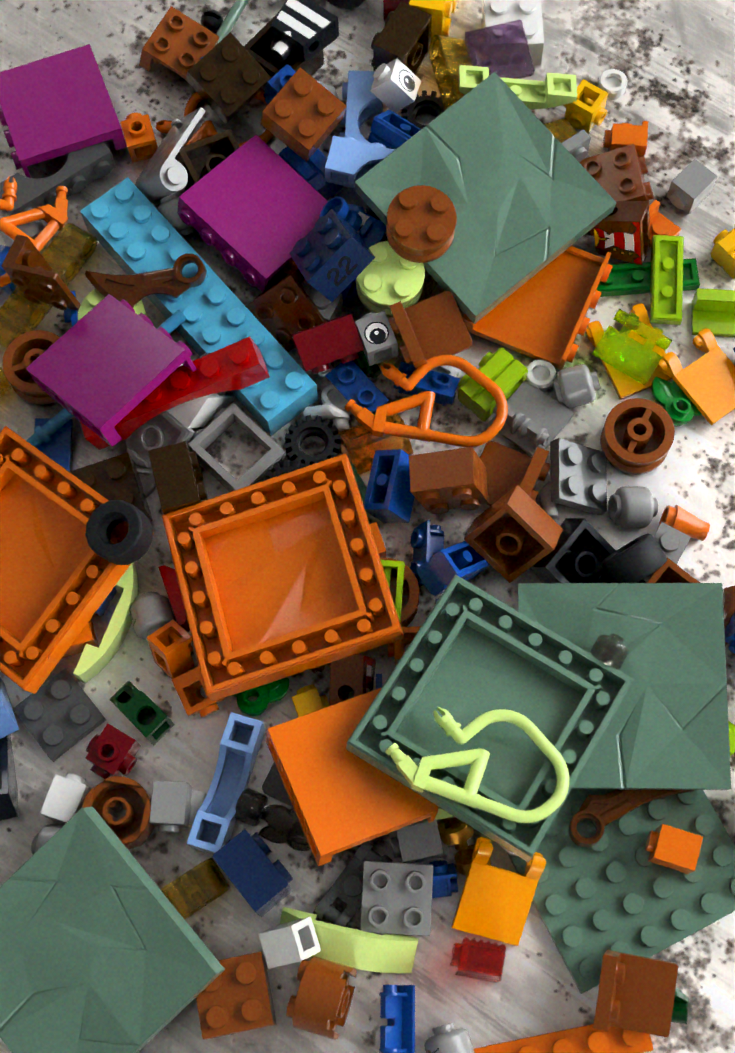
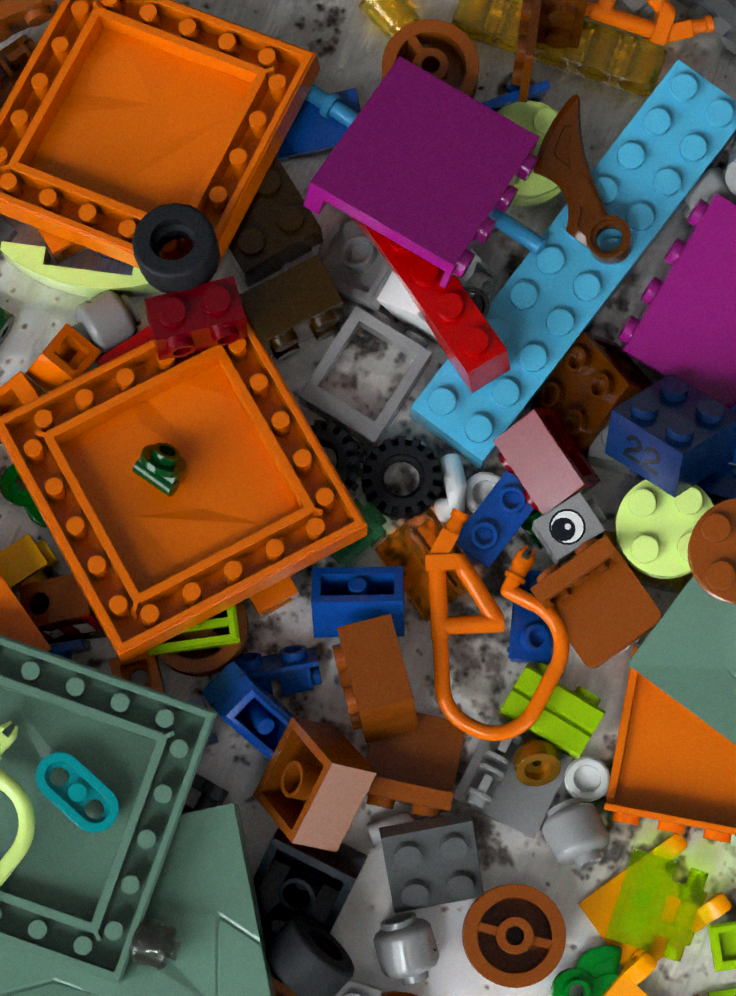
camera: 75 degrees right, 10 degrees up
(171, 536) = (196, 318): none -> dark red brick
(270, 583) = (161, 467): none -> dark green plate
(492, 680) = (77, 792): none -> teal plate
(524, 397) = (536, 762): none -> pearl gold tile

